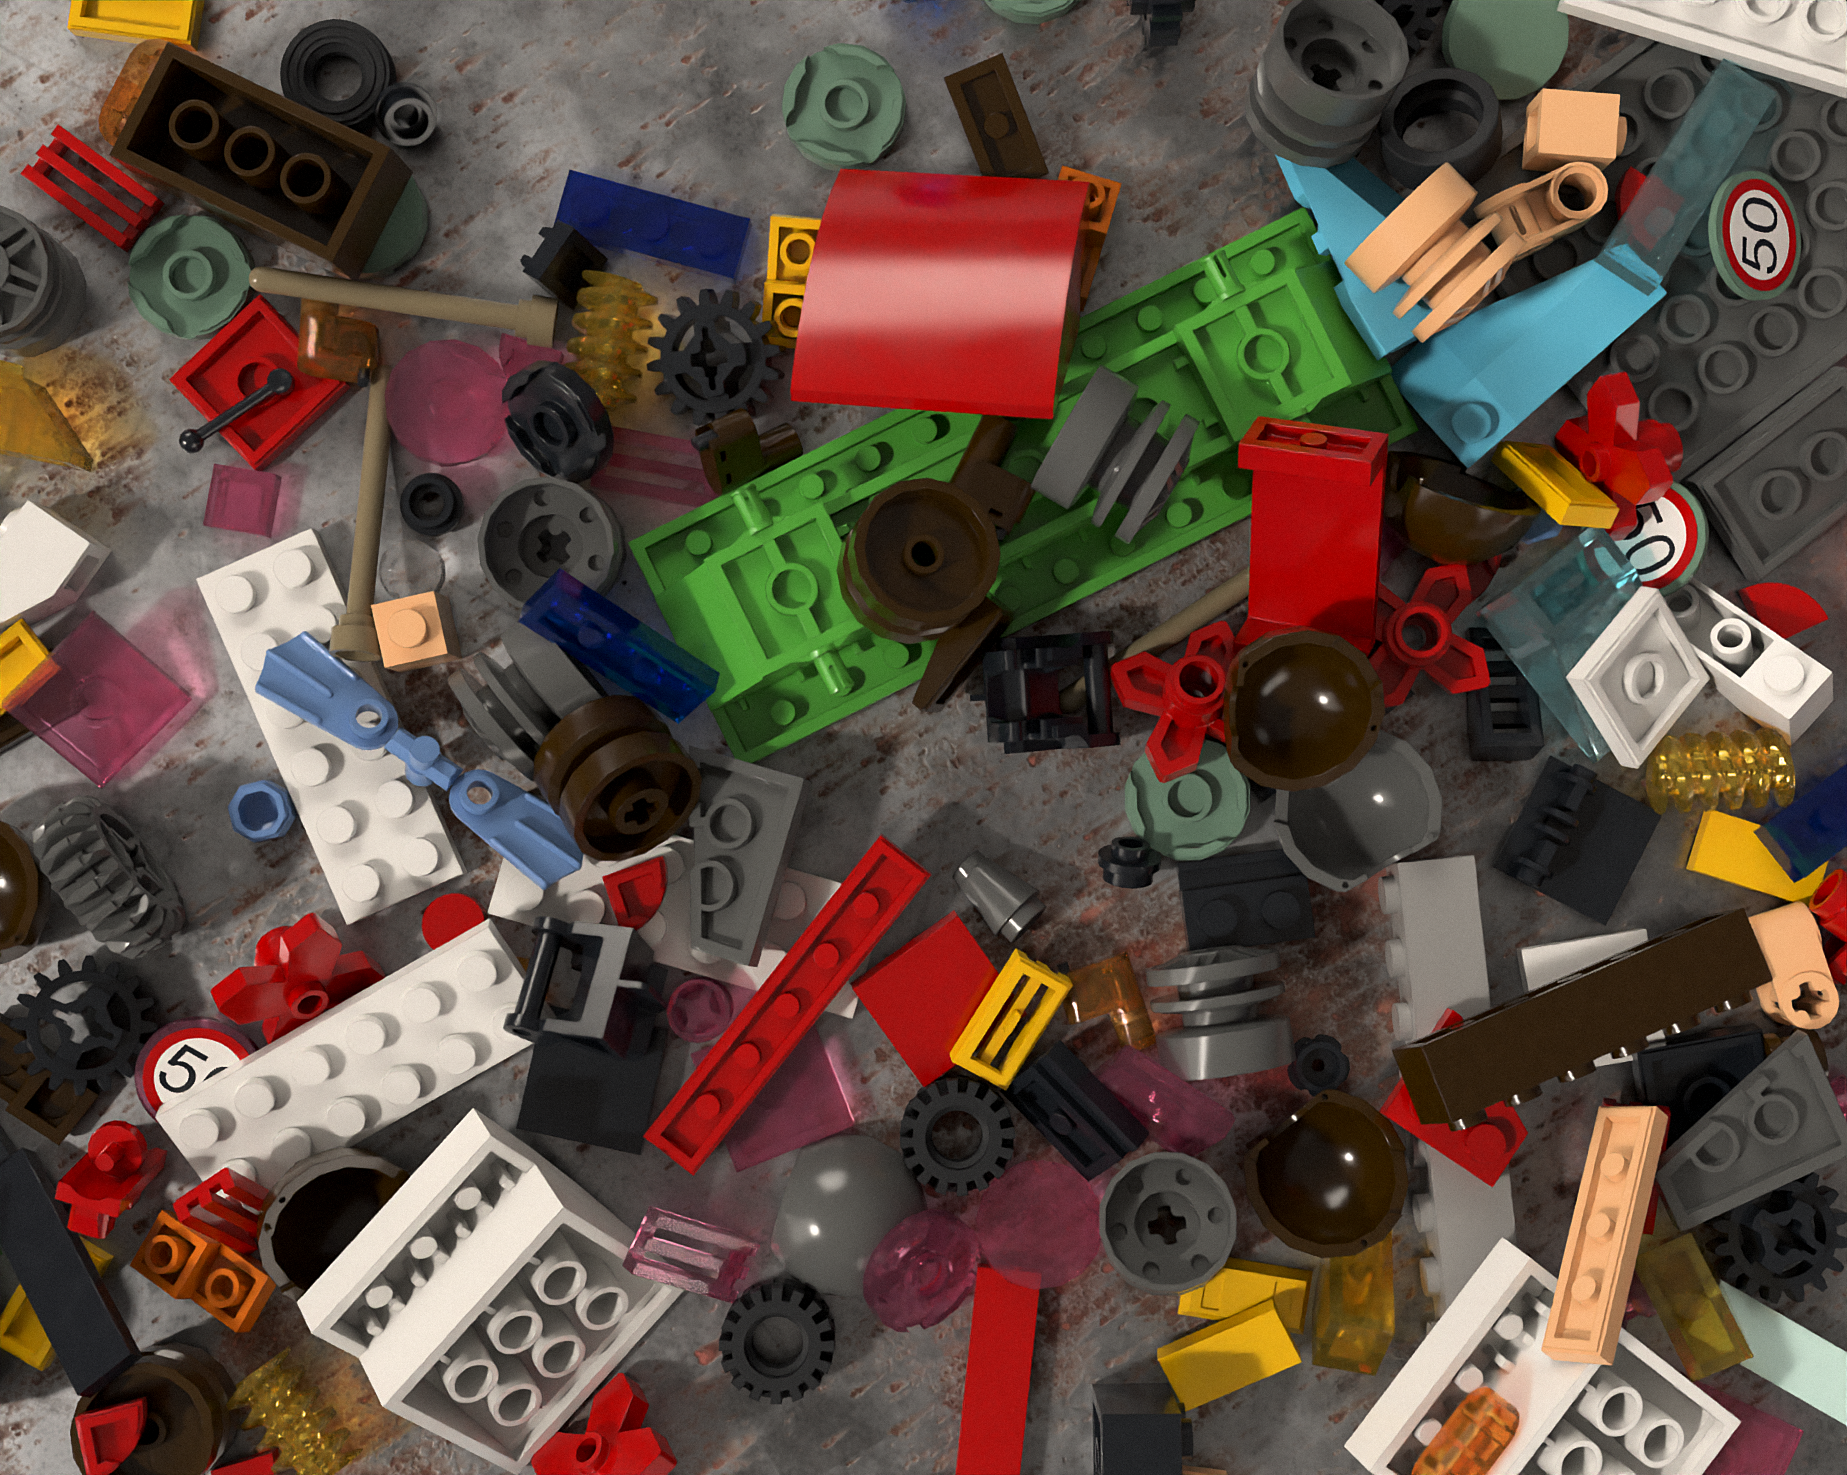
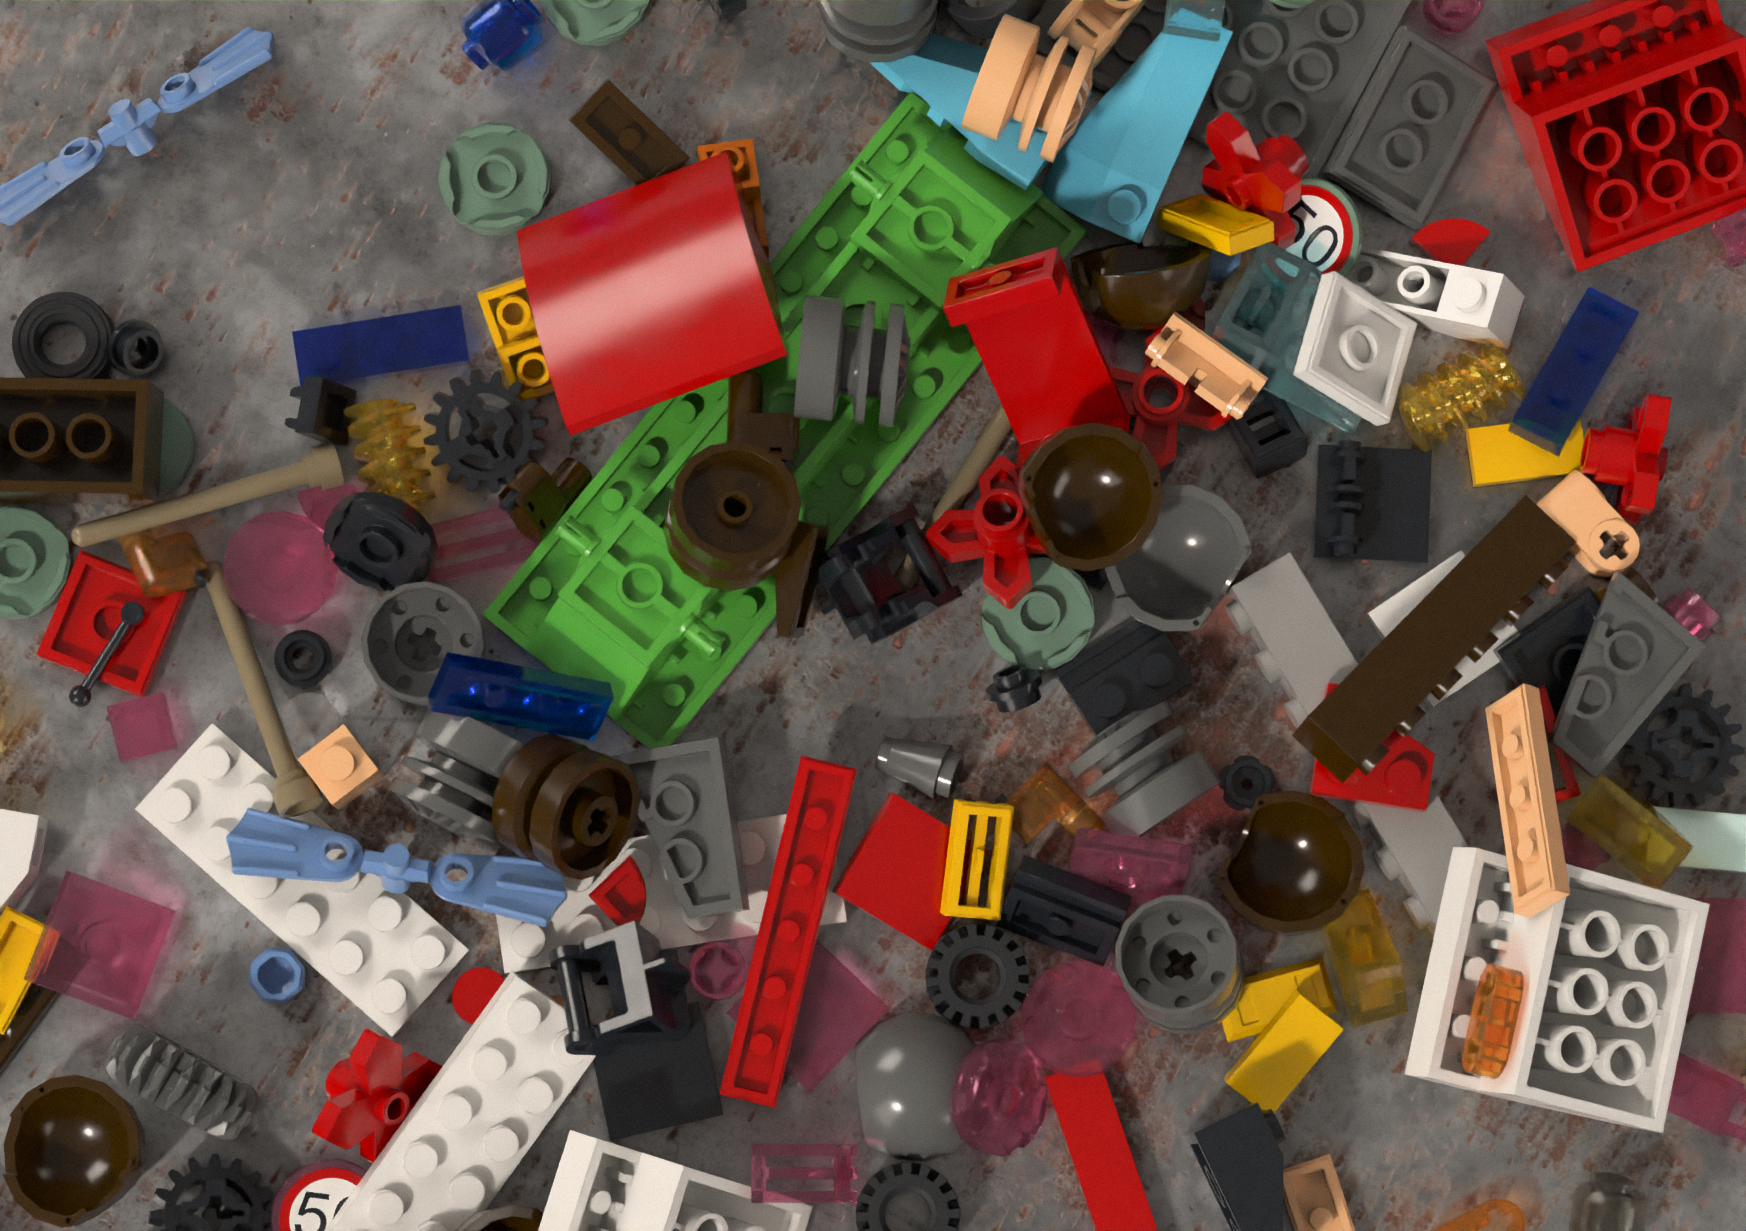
camera: 30 degrees left, 5 degrees down
(1480, 627) = (1207, 365): none -> light nougat hinge

